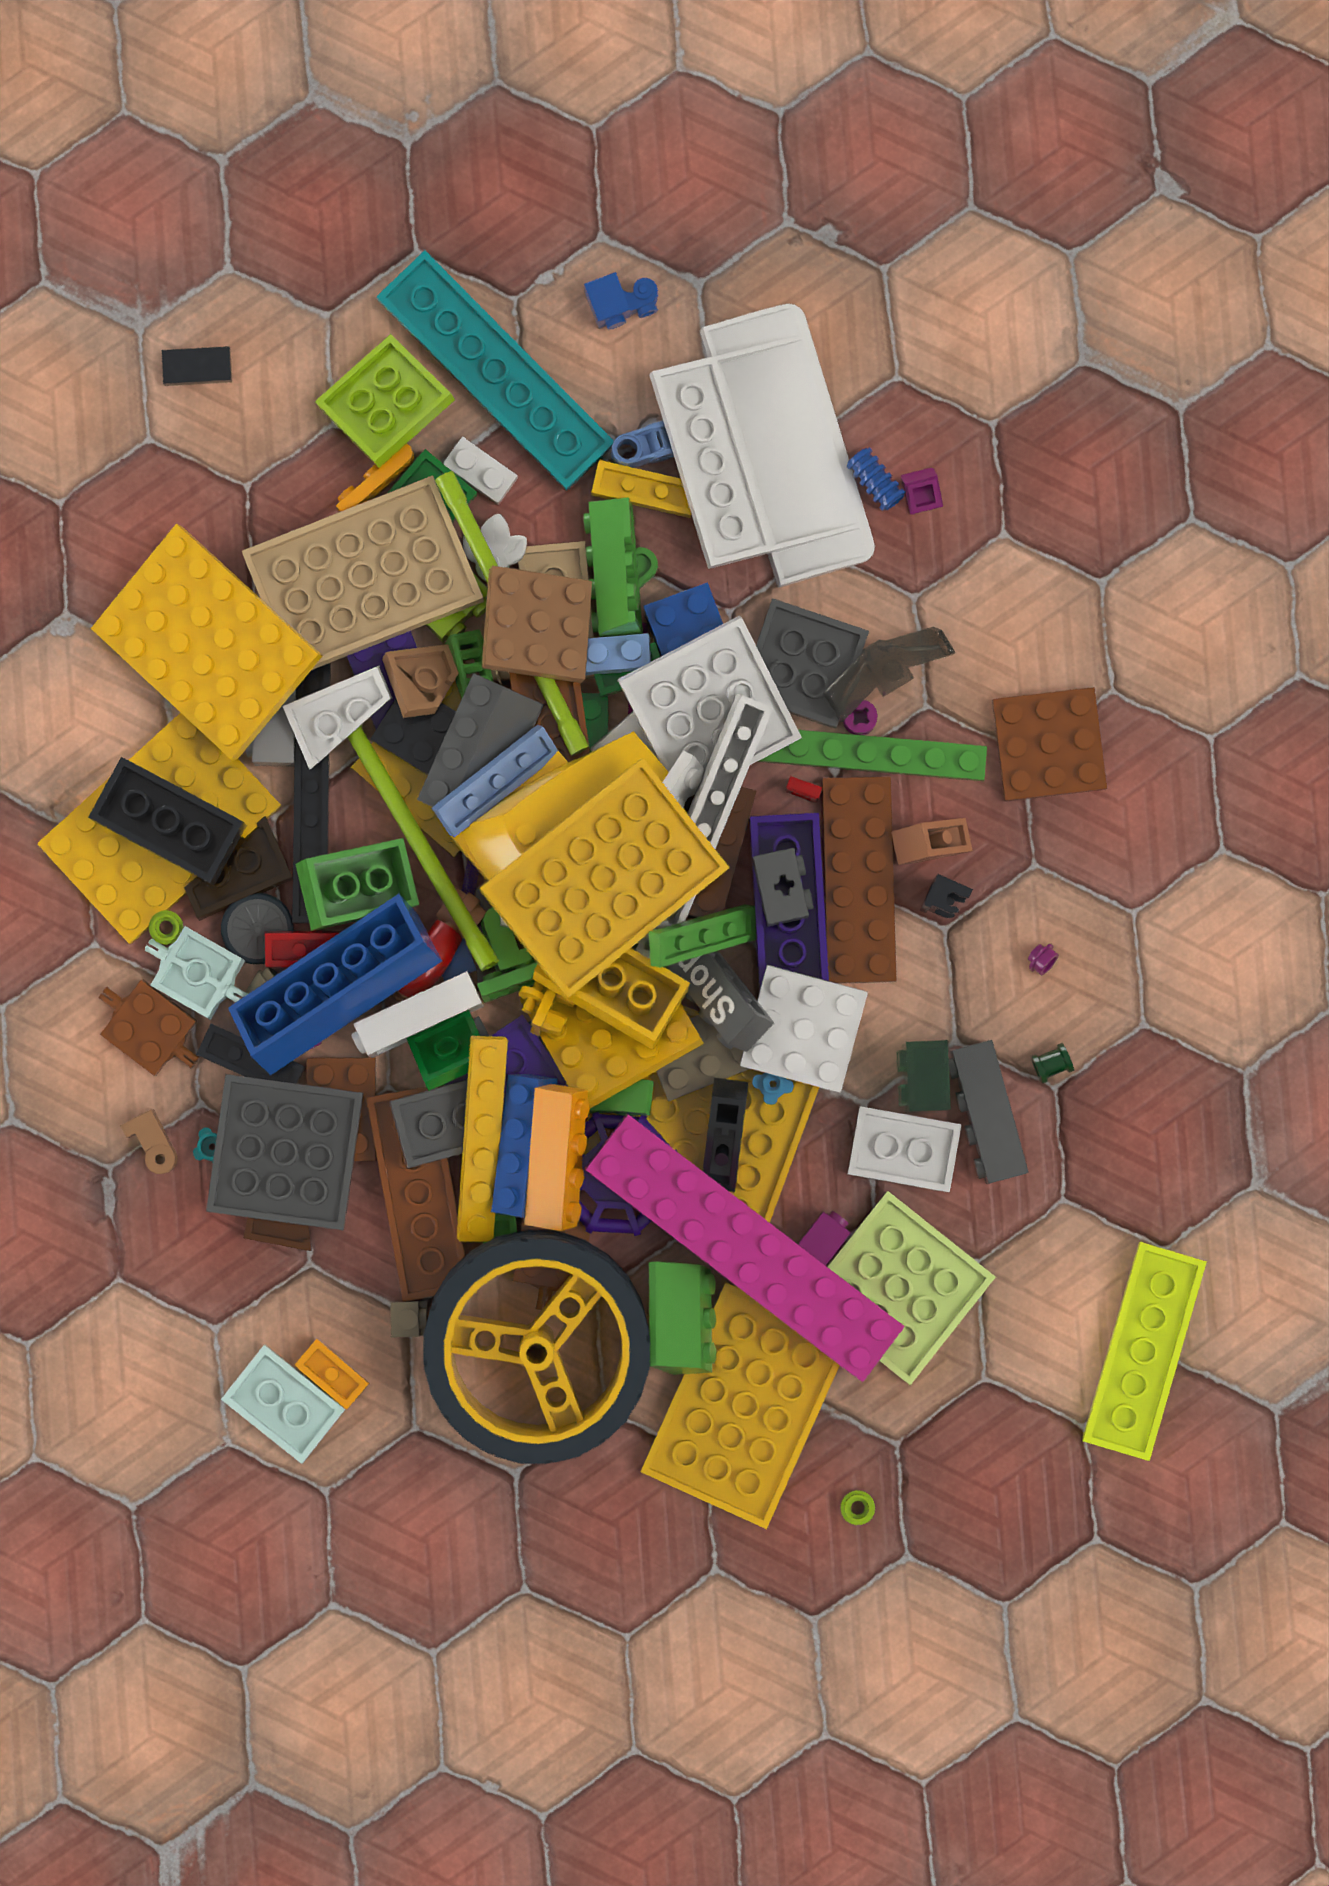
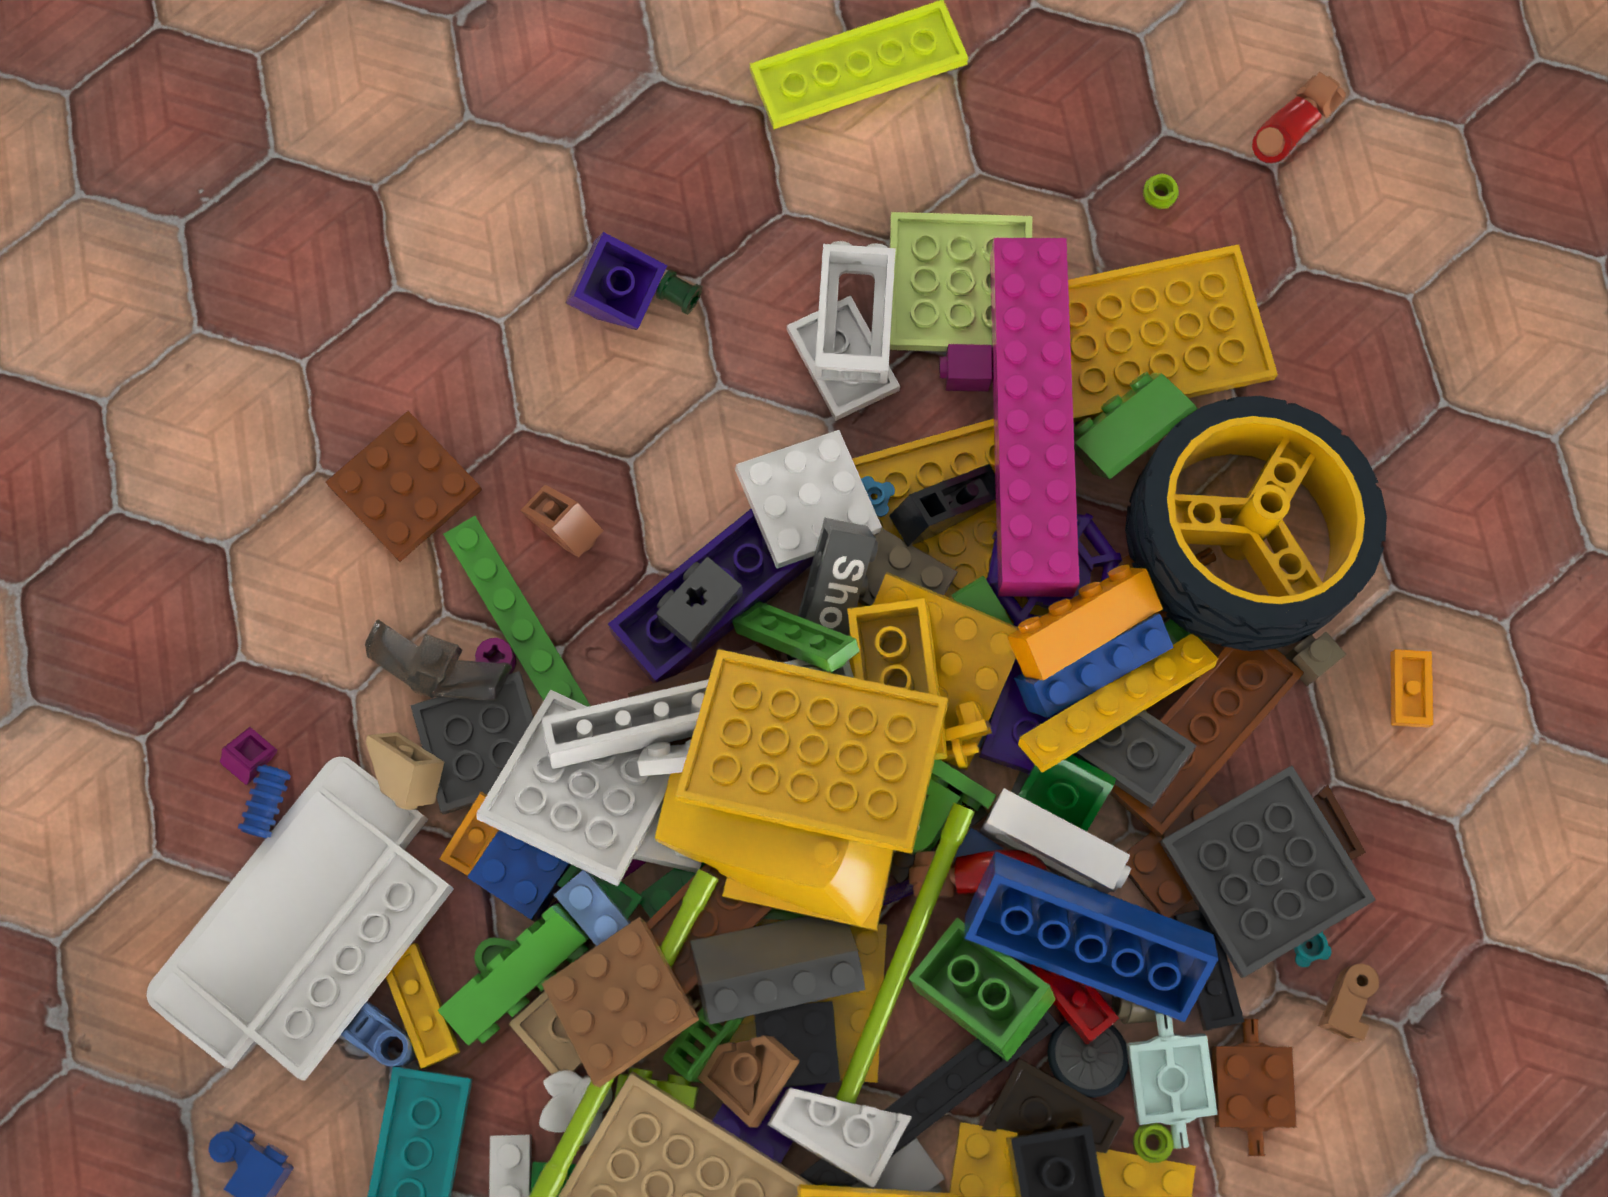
camera: 125 degrees left, 10 degrees down
(283, 1404) = (1471, 711): light aqua plate -> none
(495, 780) = (794, 928): medium blue plate -> none
(734, 600) = (469, 840): none -> light orange plate
(803, 789) = (596, 660): red tile -> none
(823, 593) = (404, 770): none -> tan slope
(837, 1665) = (1291, 122): none -> piece
(859, 879) = (635, 558): dark orange plate -> none
(924, 1076) = (770, 376): clear green brick -> none
(942, 896) = (604, 473): black hinge -> none
(981, 1192) = (871, 260): none -> white piece
(988, 1112) = (759, 312): dark grey brick -> none
(1042, 958) = (596, 361): magenta plate -> none
(1092, 1017) = (616, 282): none -> dark purple slope

